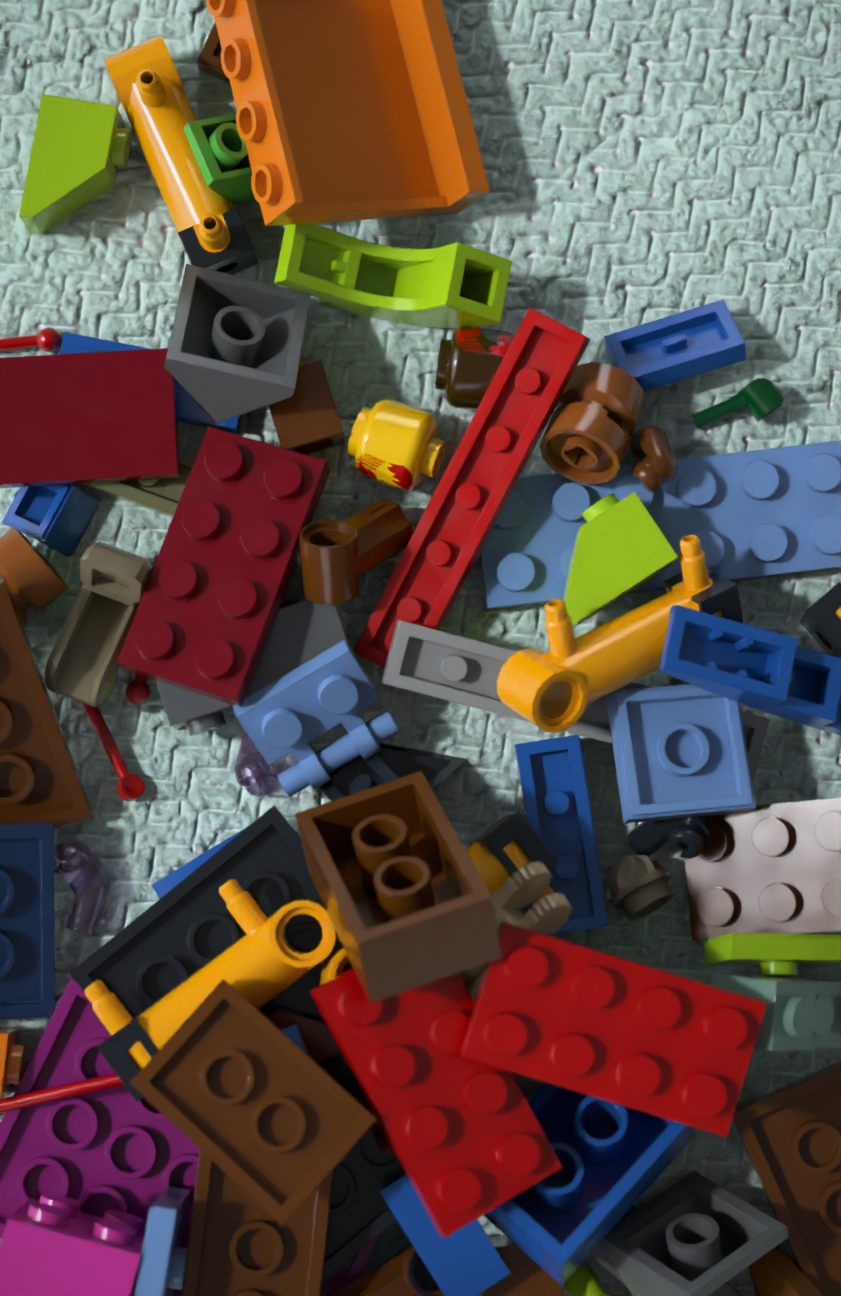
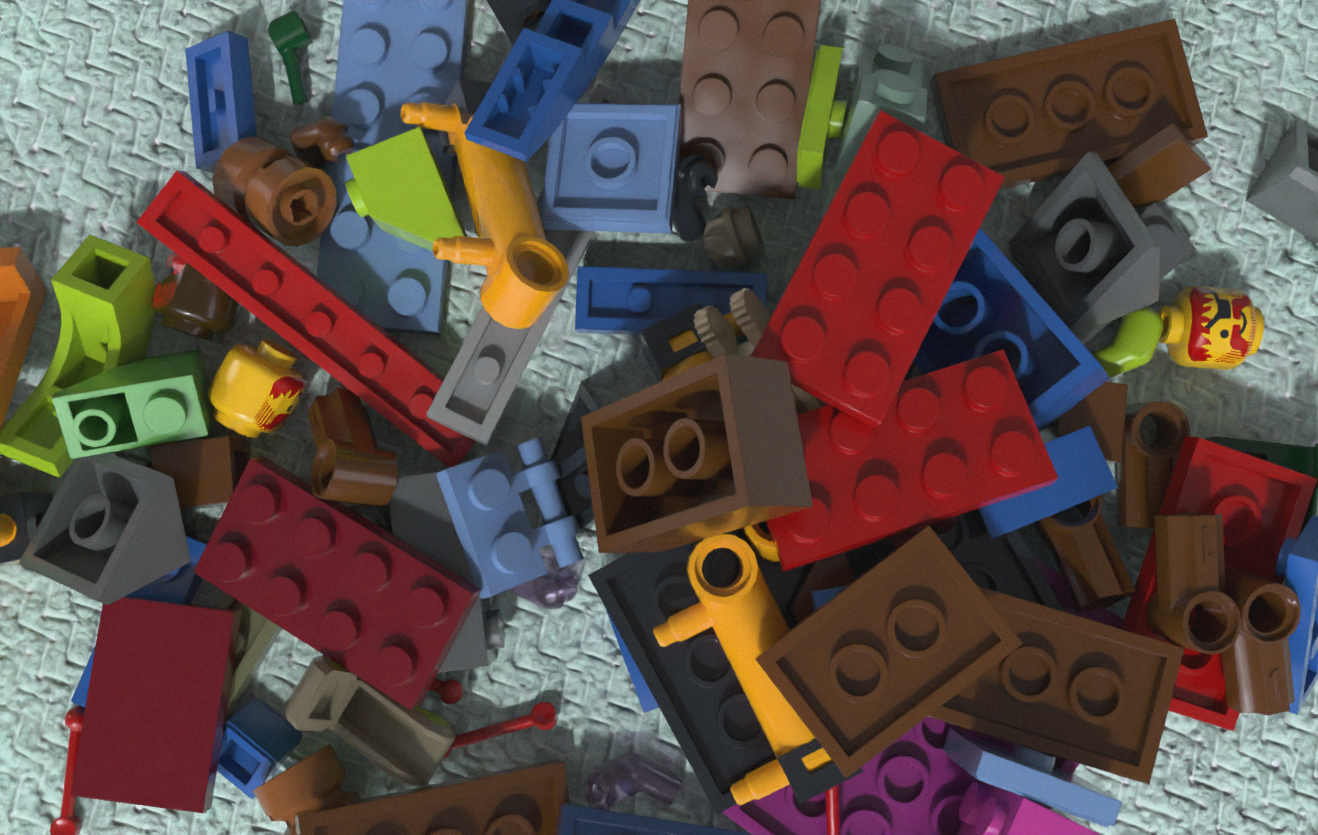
camera: 80 degrees left, 0 degrees up
(357, 340) = (136, 405): none -> bright green slope

